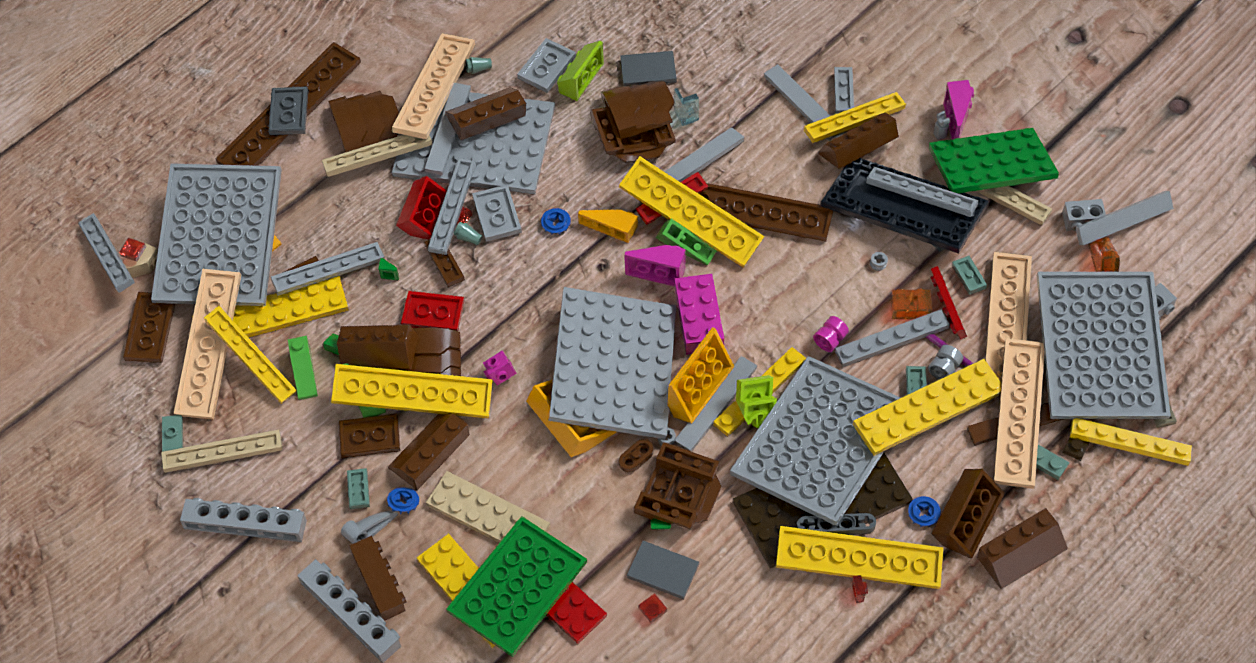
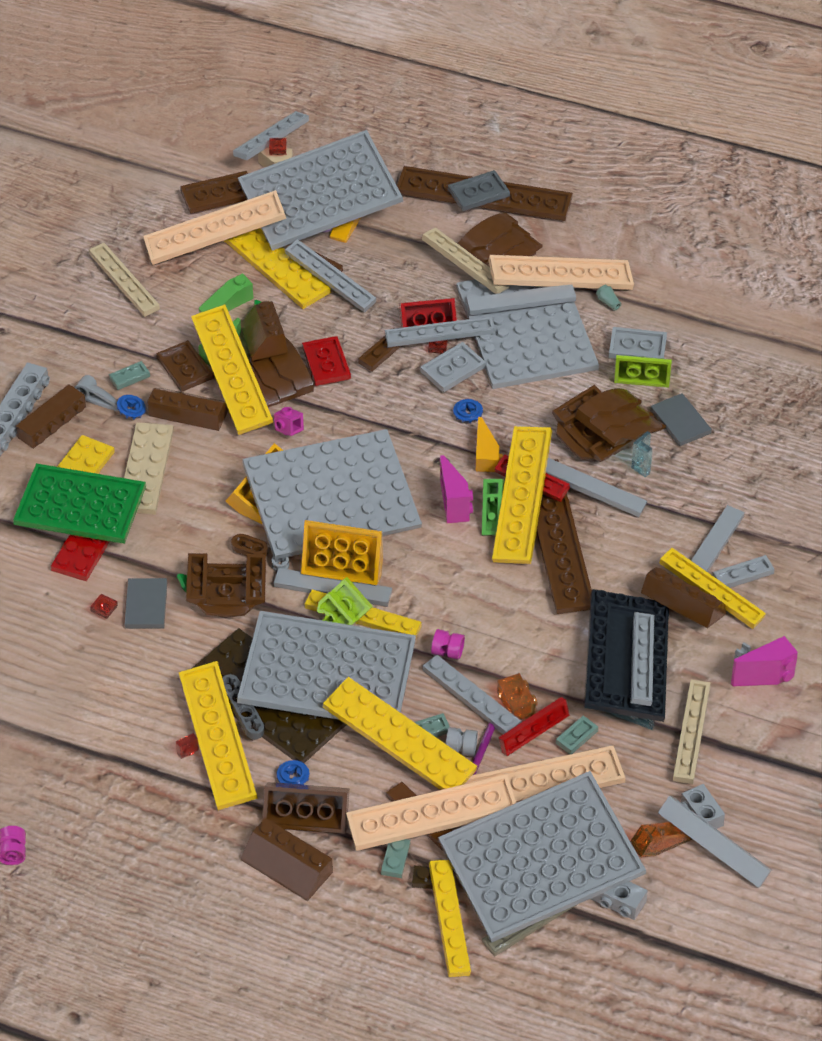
camera: 65 degrees right, 10 degrees down
(172, 432) = (127, 245): sand green plate -> none
(212, 522) = (66, 315): light grey brick -> none
(250, 354) = (215, 255): yellow plate -> none
(387, 270) = (351, 315): green slope -> none
(467, 233) = (419, 354): sand green cone -> none
(487, 113) = (549, 316): reddish brown slope -> none
(697, 309) = (420, 541): dark pink brick -> none
(878, 266) = (556, 666): light grey bush -> none
(993, 160) = (722, 711): green plate -> none

